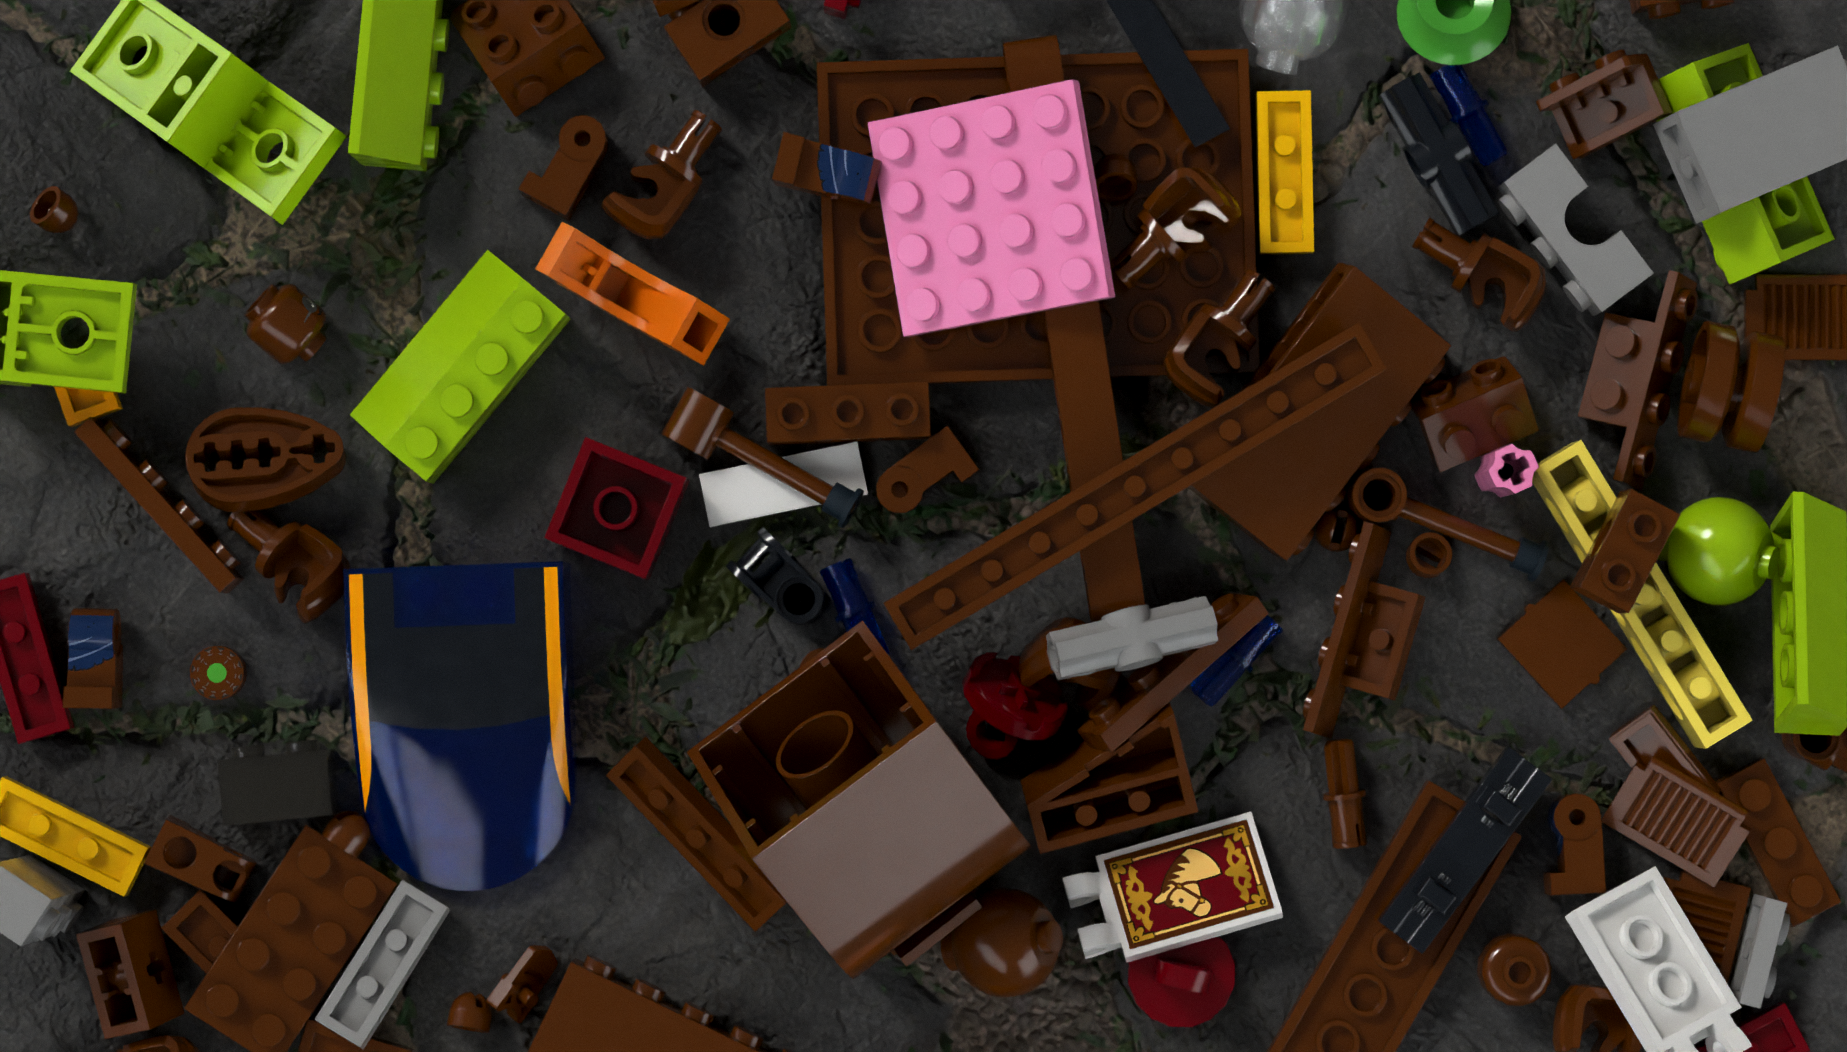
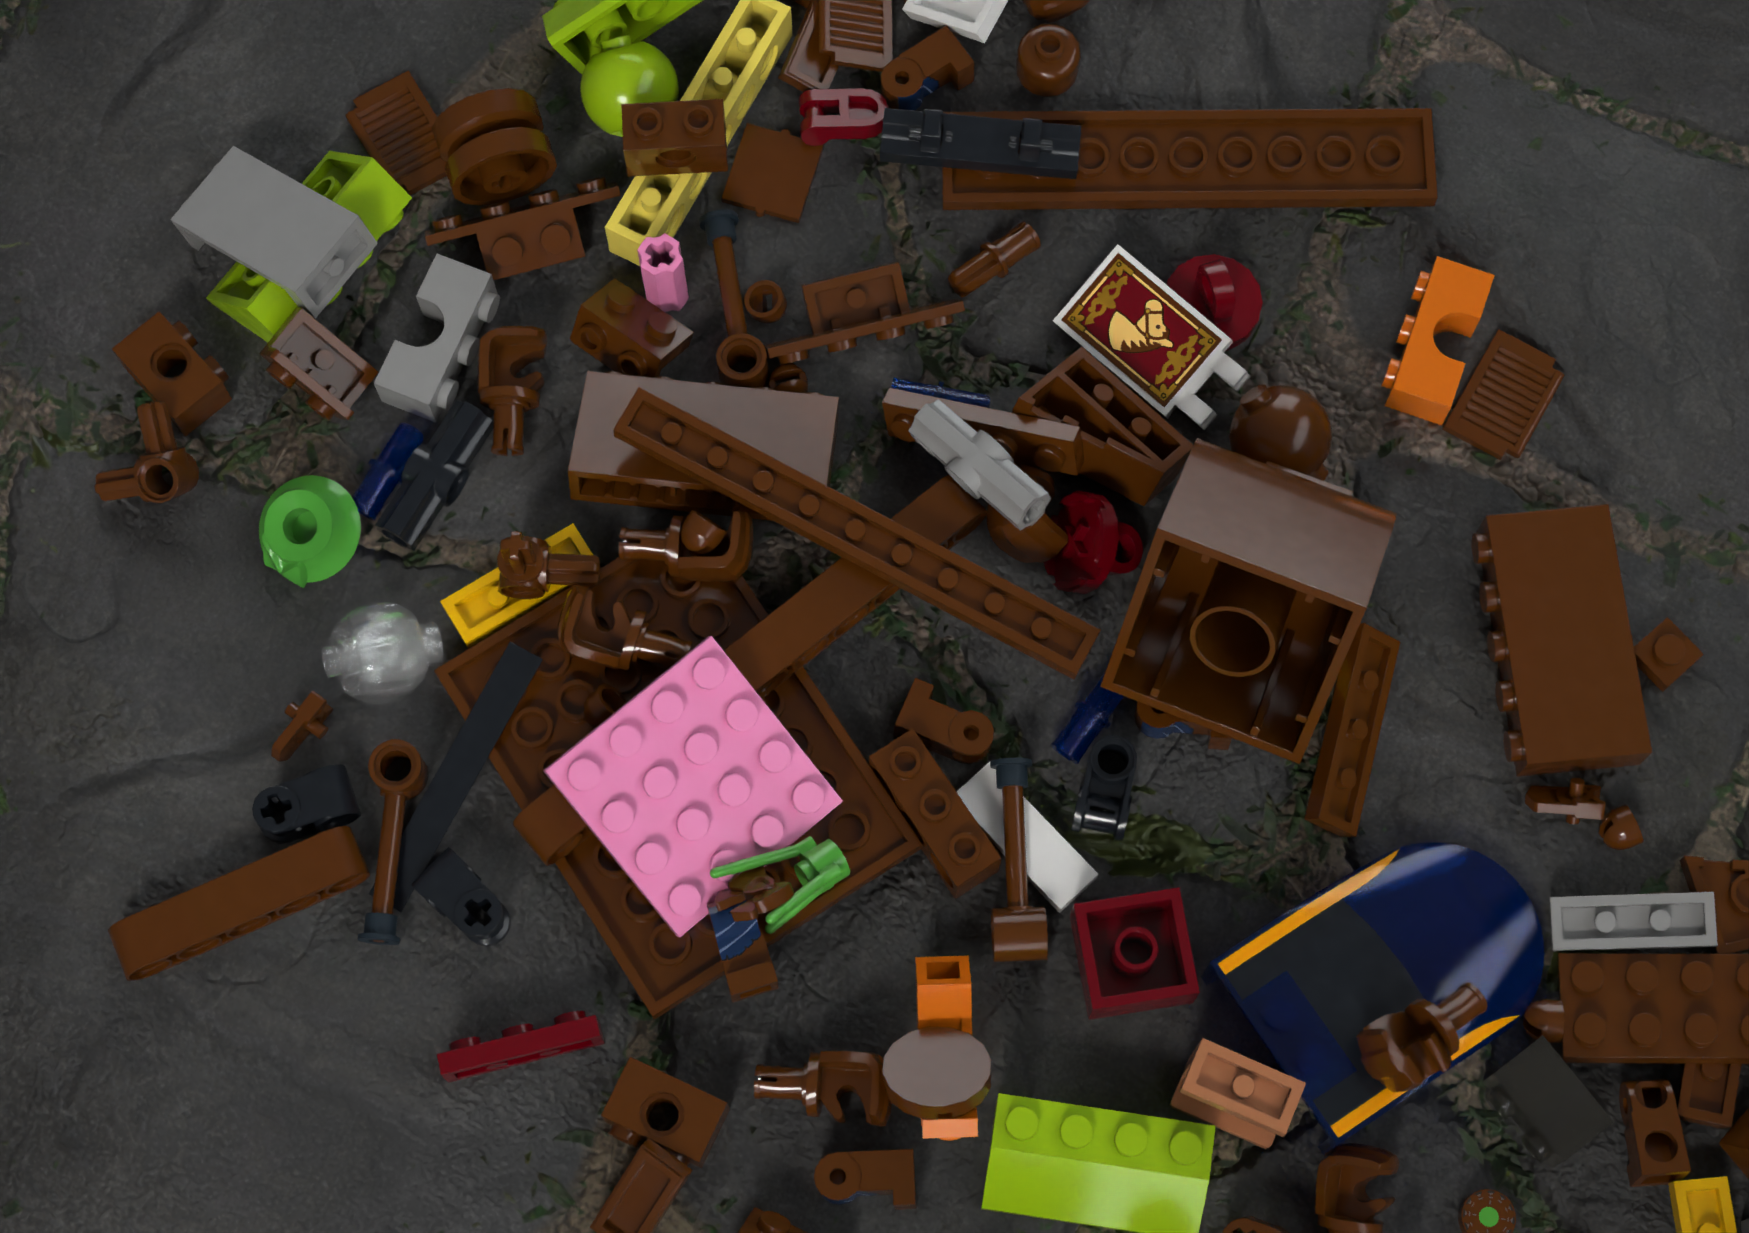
camera: 120 degrees left, 15 degrees down
(384, 691) = (1416, 1043): none -> reddish brown piece
(437, 513) = (1237, 1094): none -> nougat panel
(611, 268) = (937, 1072): none -> tile
(851, 275) = (817, 871): none -> bright green plant
(868, 207) = (759, 892): none -> reddish brown piece
(1220, 351) = (701, 533): none -> reddish brown hinge
(1285, 188) = (530, 567): none -> reddish brown axle
(1567, 757) = (858, 115): none -> dark red plate

